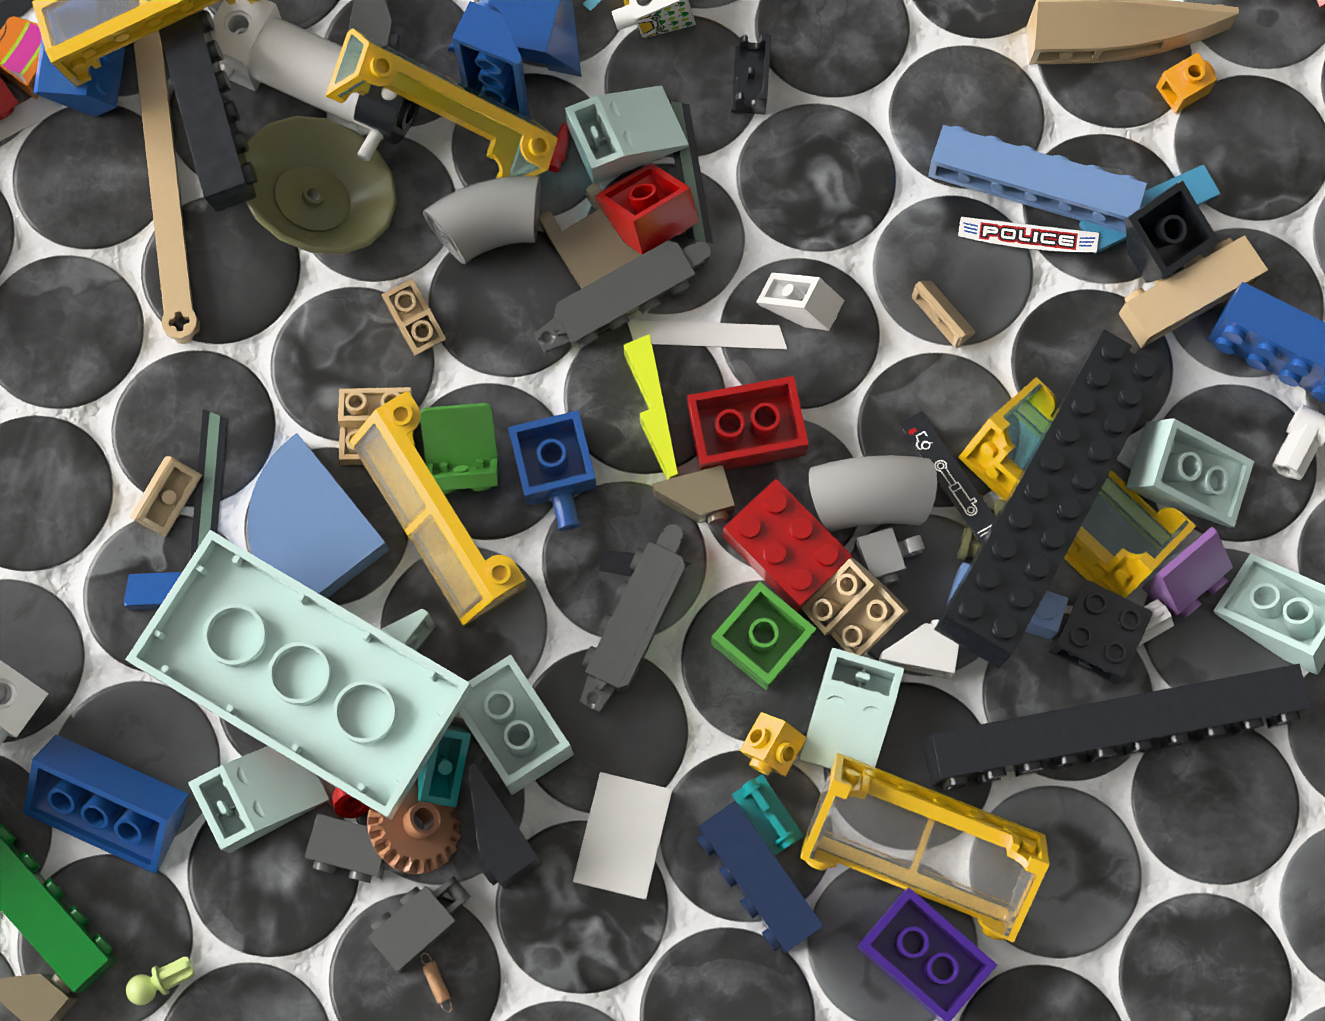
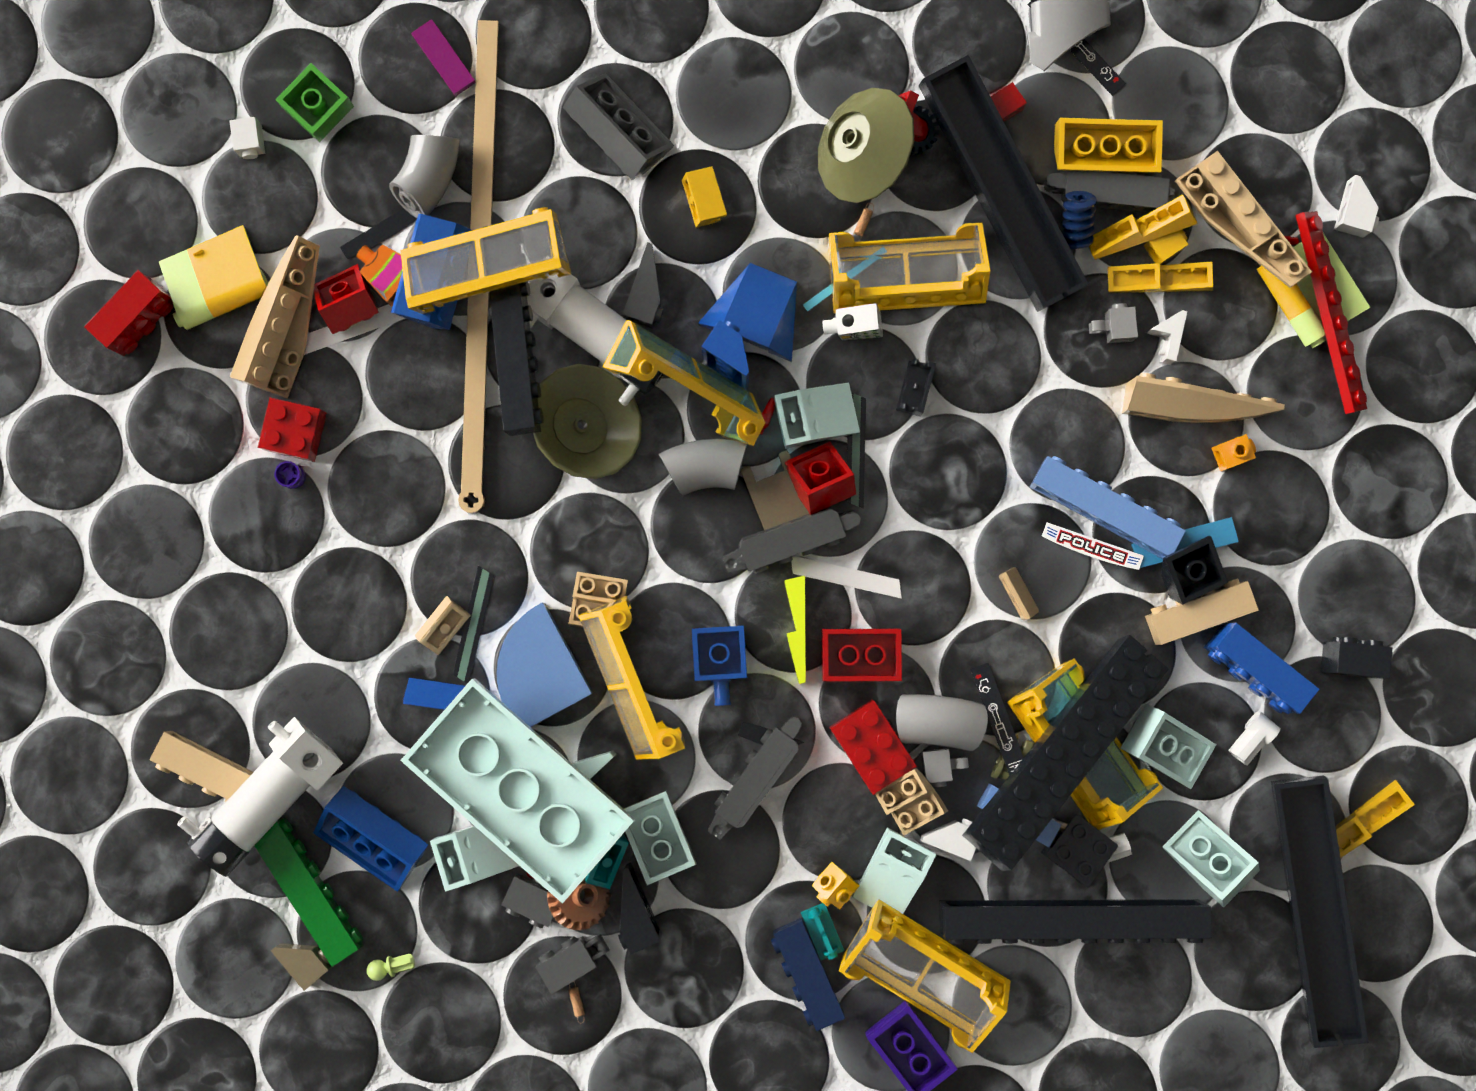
camera: 10 degrees right, 10 degrees up
(413, 317) = (638, 526): tan slope -> none
(461, 446) = (655, 634): bright green bracket -> none
(622, 836) = (720, 926): white tile -> none
(698, 495) = (819, 698): dark tan slope -> none
(763, 636) = (843, 809): bright green brick -> none
(801, 300) = (918, 567): white slope -> none
(1191, 574) = (1150, 821): medium lavender slope -> none

